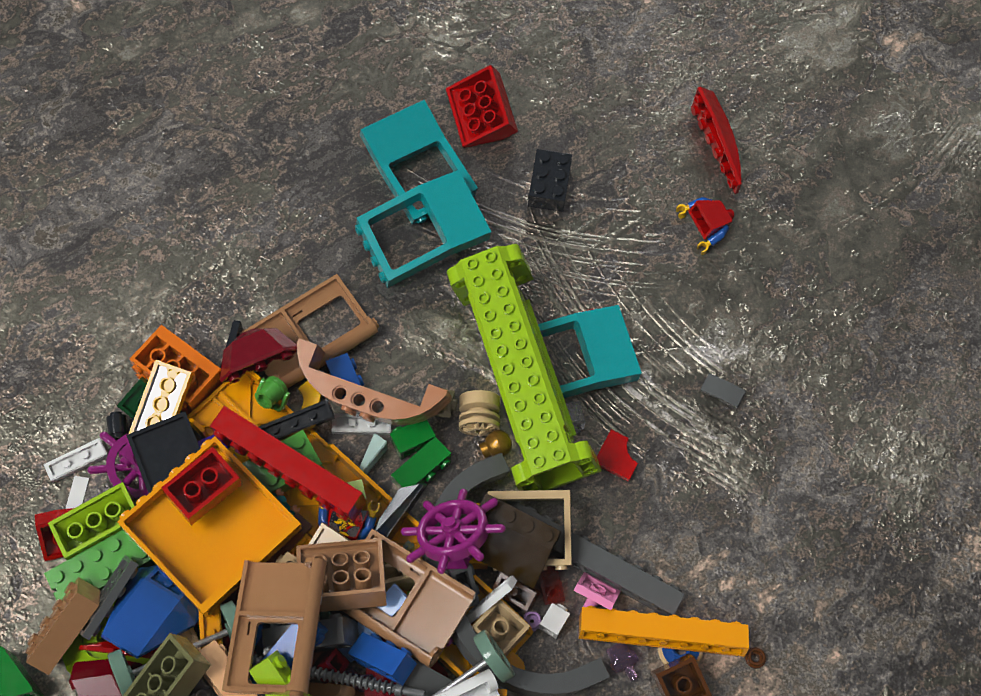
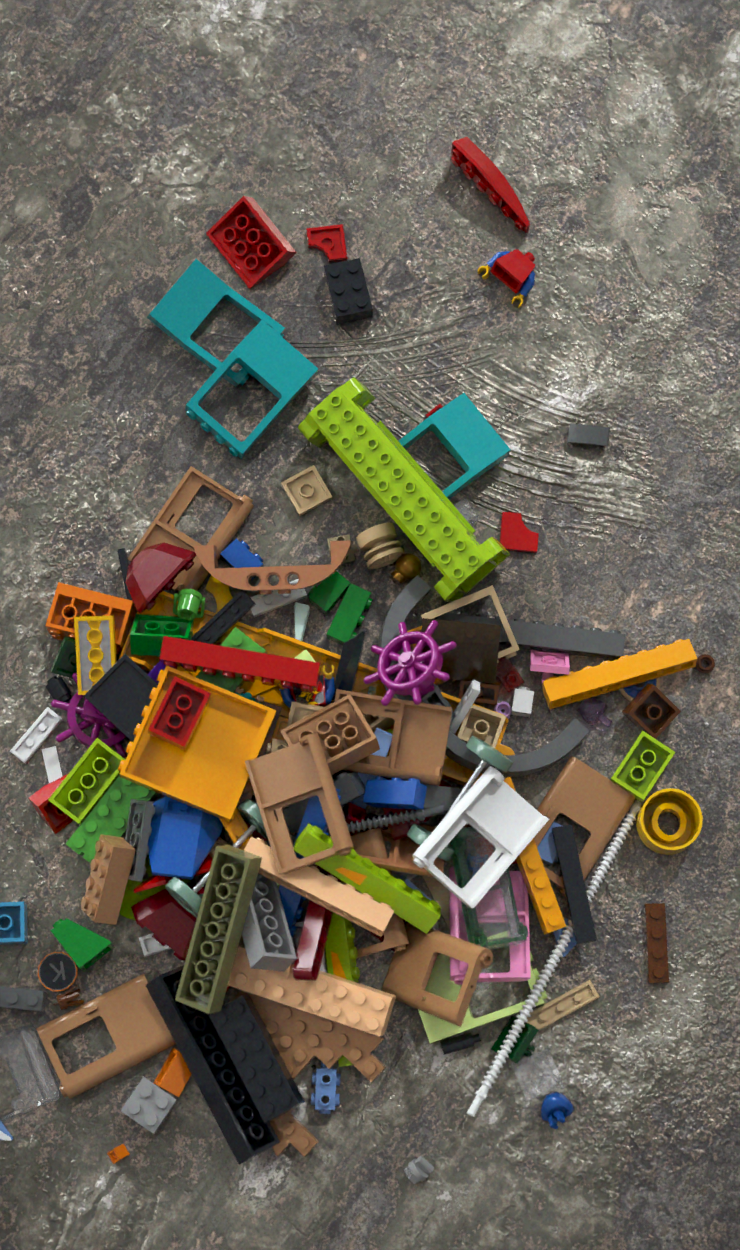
camera: 20 degrees left, 10 degrees up
(220, 396) = (149, 631): none -> green slope
(433, 337) = (306, 490): none -> tan plate
(551, 133) = (329, 241): none -> red tile

